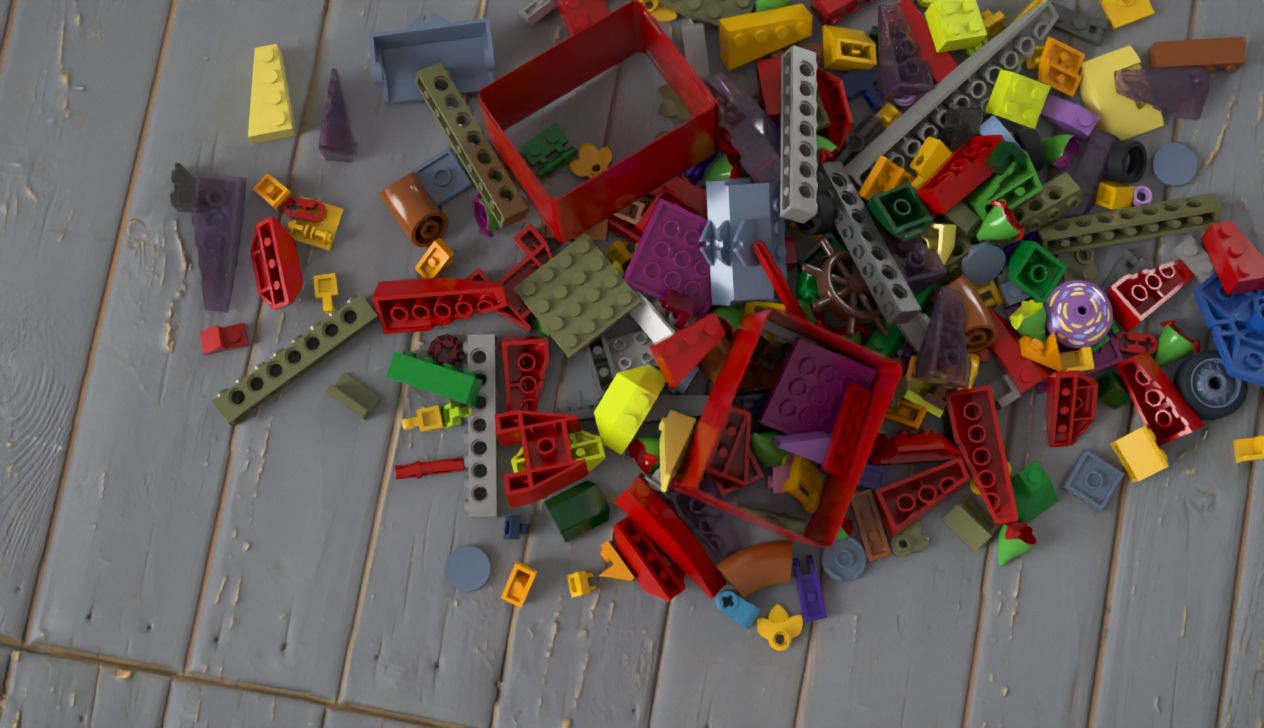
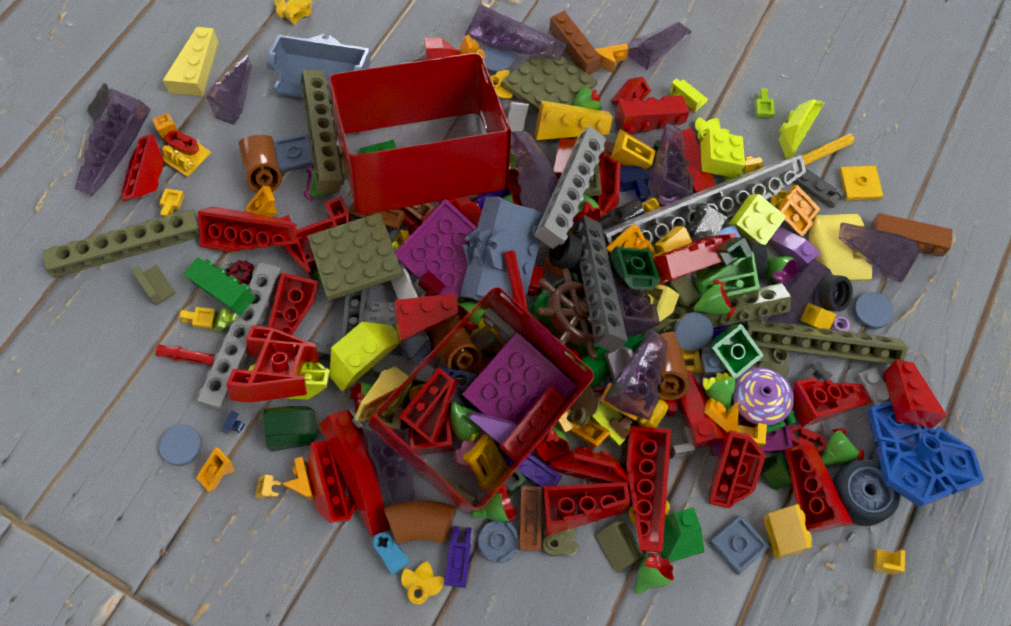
camera: 15 degrees right, 15 degrees down
(222, 339) = (79, 214): red slope -> none

